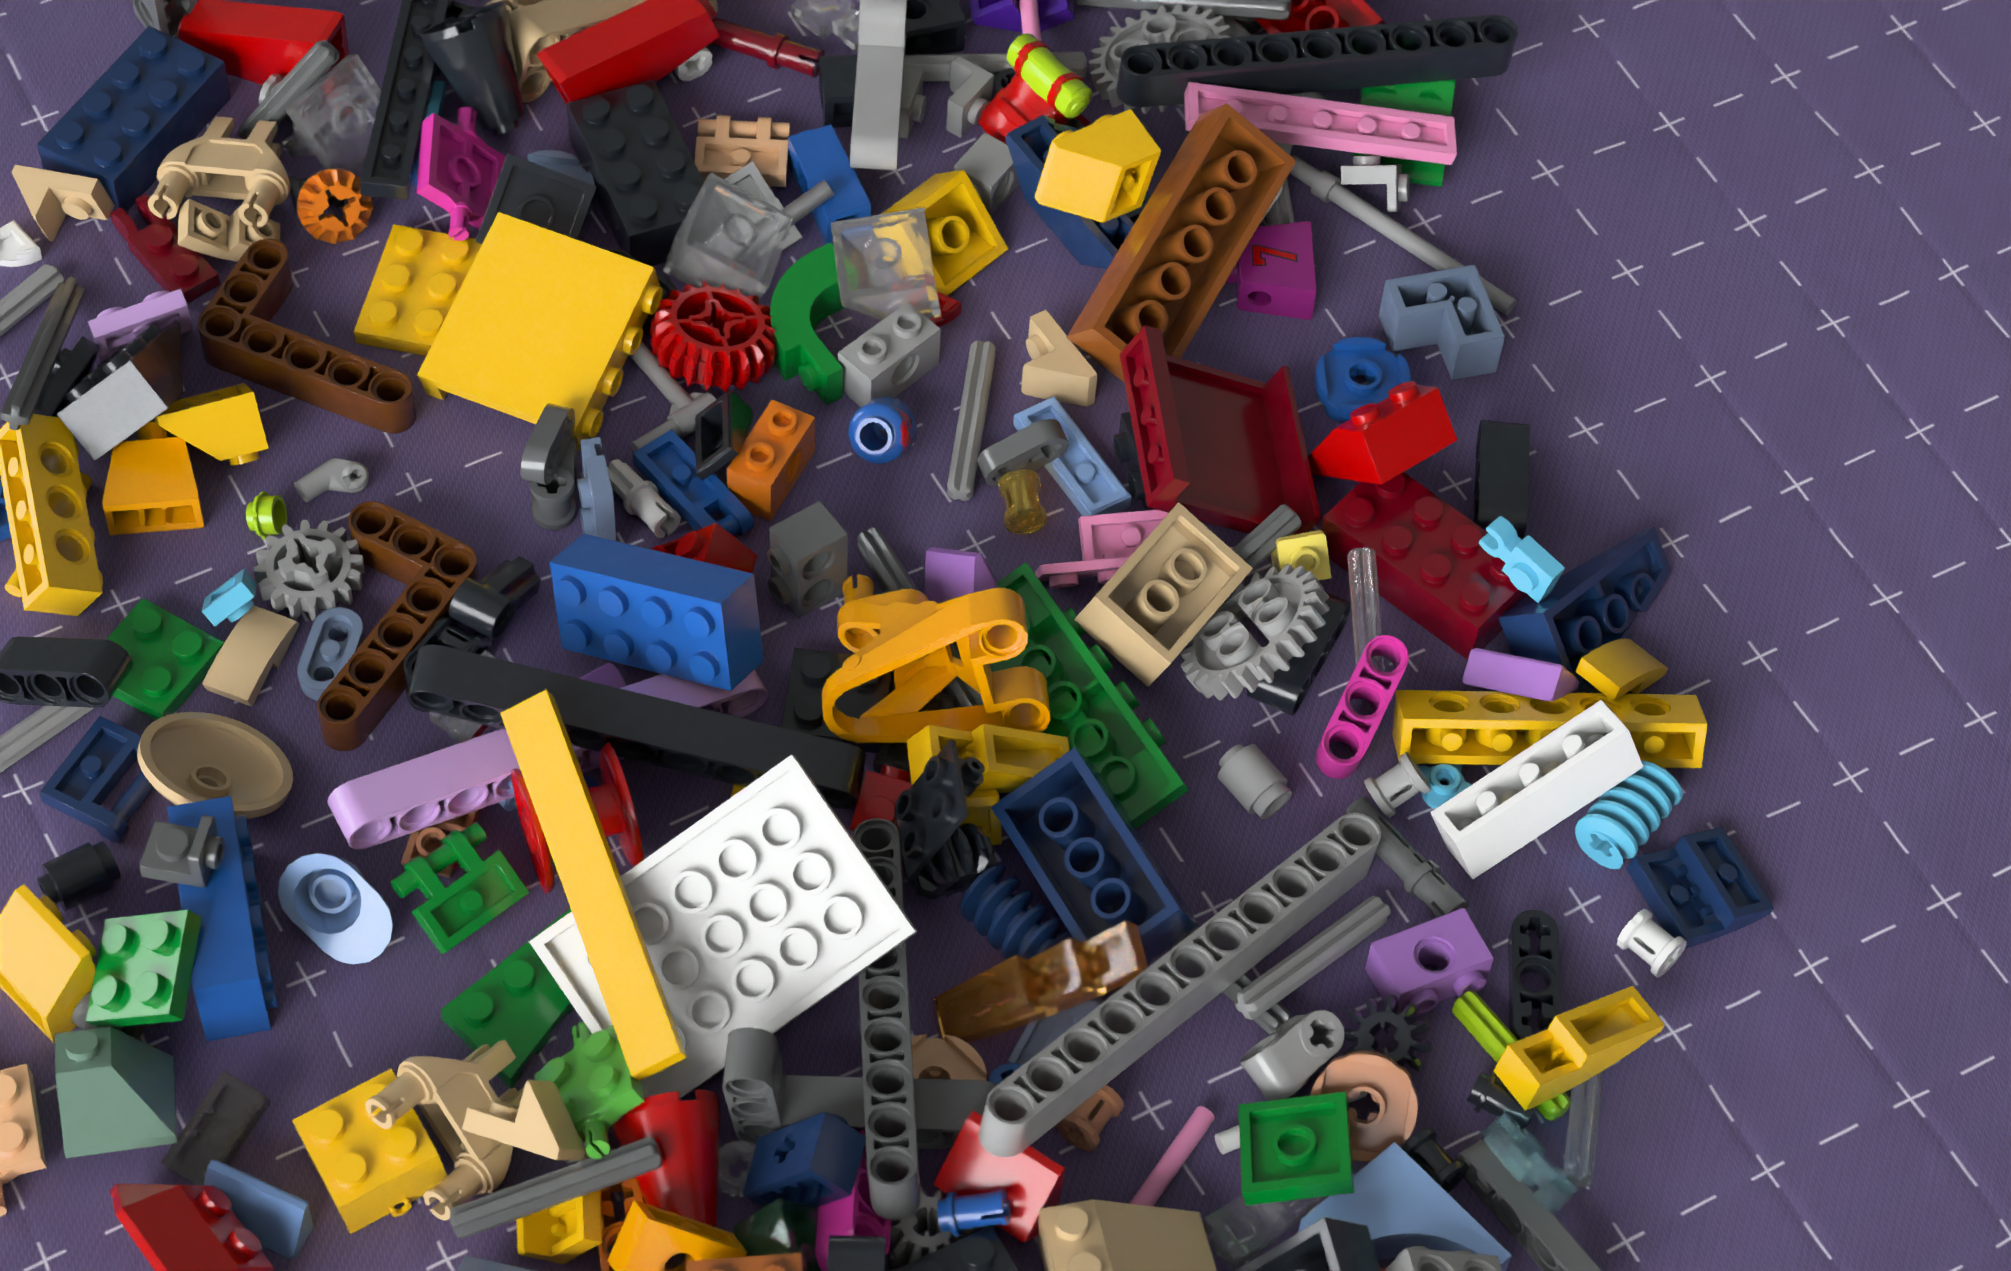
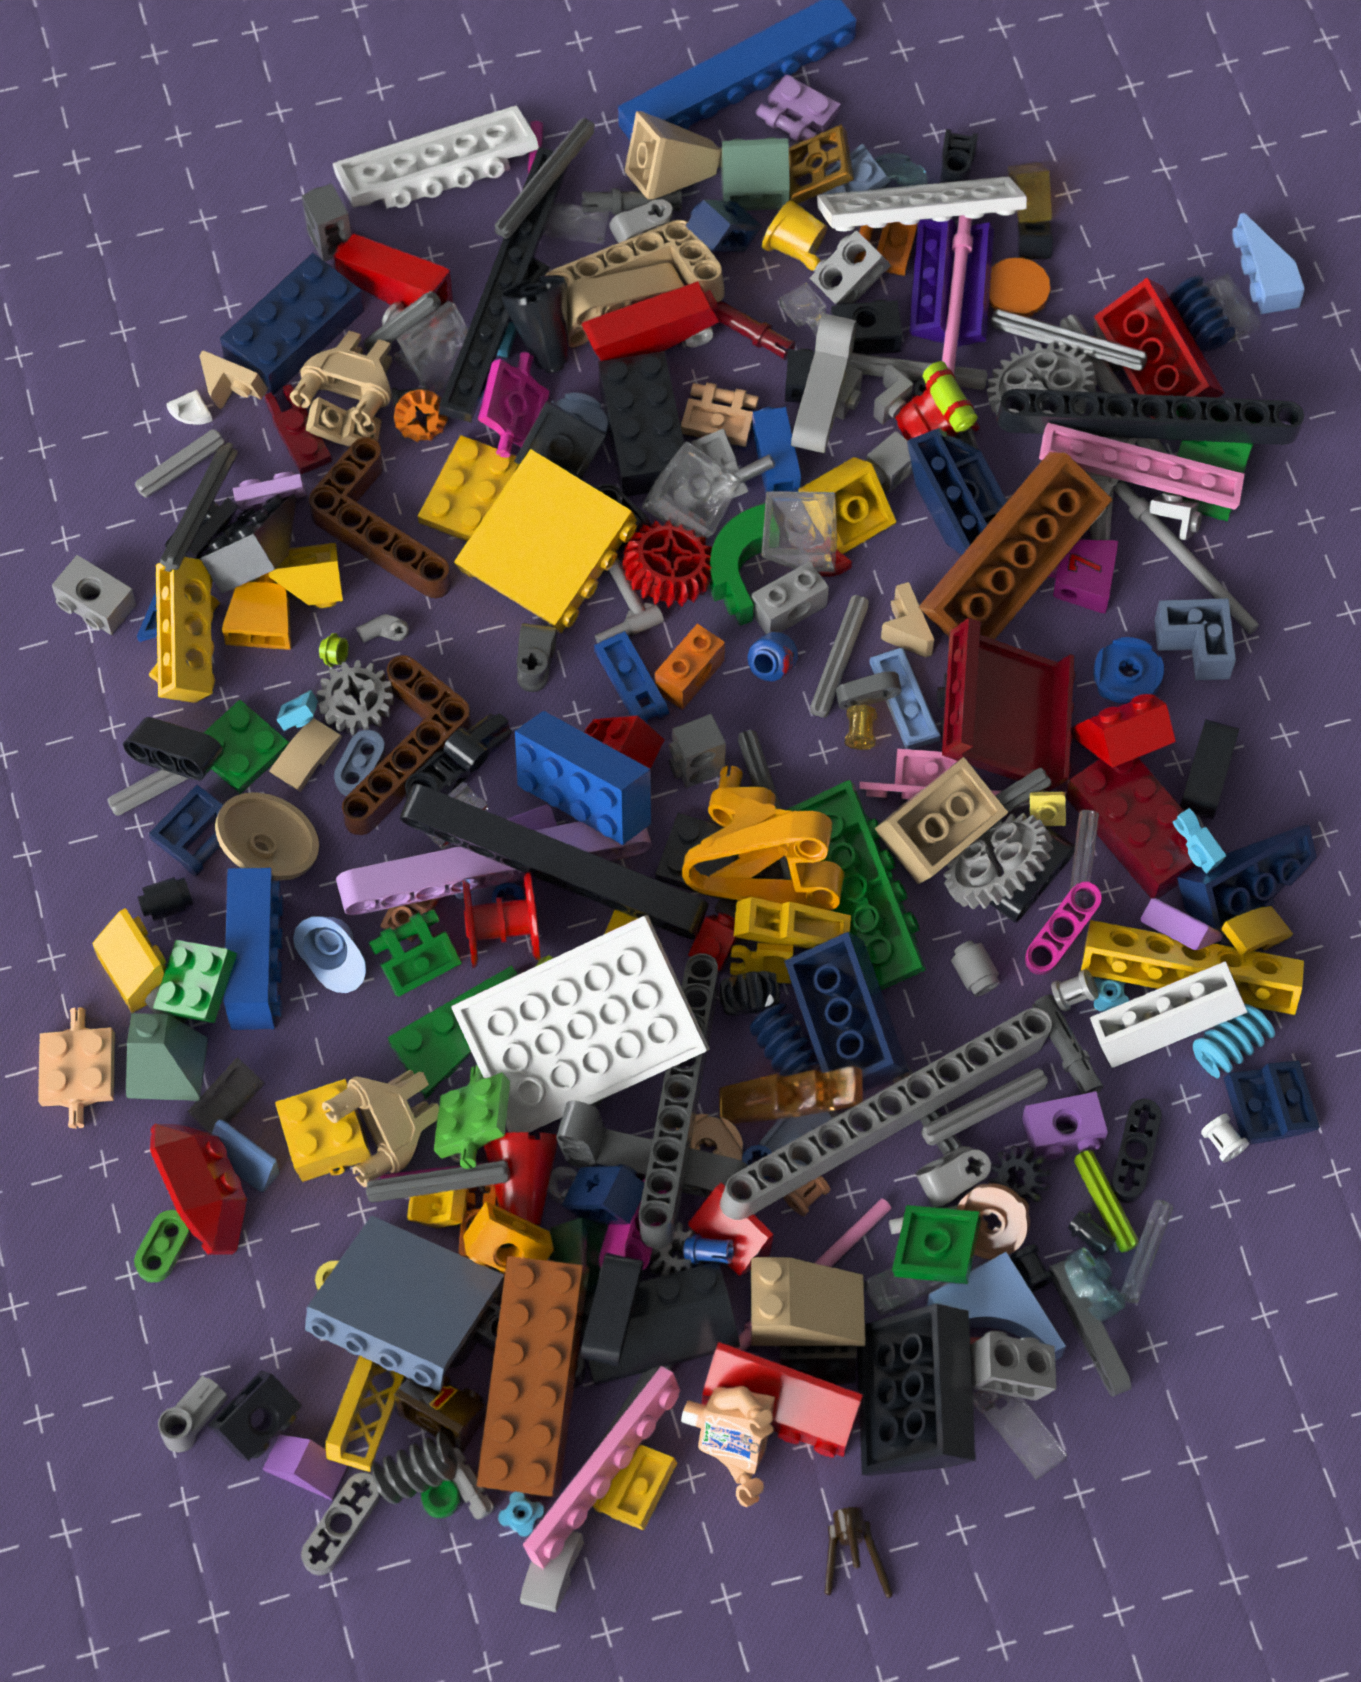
camera: 15 degrees right, 10 degrees up
(183, 852) = (232, 905): dark grey bracket -> none
(537, 1125) = (428, 1139): tan slope -> none
(547, 444) = (533, 634): dark grey beam -> none
(593, 887) = (497, 977): yellow tile -> none
(596, 492) = (560, 678): sand blue plate -> none
(642, 499) = (593, 679): white axle -> none
(720, 433) = (657, 642): black slope -> none
(935, 806) = (742, 957): black hinge -> none
(955, 574) = (799, 785): medium lavender slope -> none
(1099, 168) = (966, 485): yellow slope -> none
(1577, 1046) = (1150, 1206): yellow slope -> none

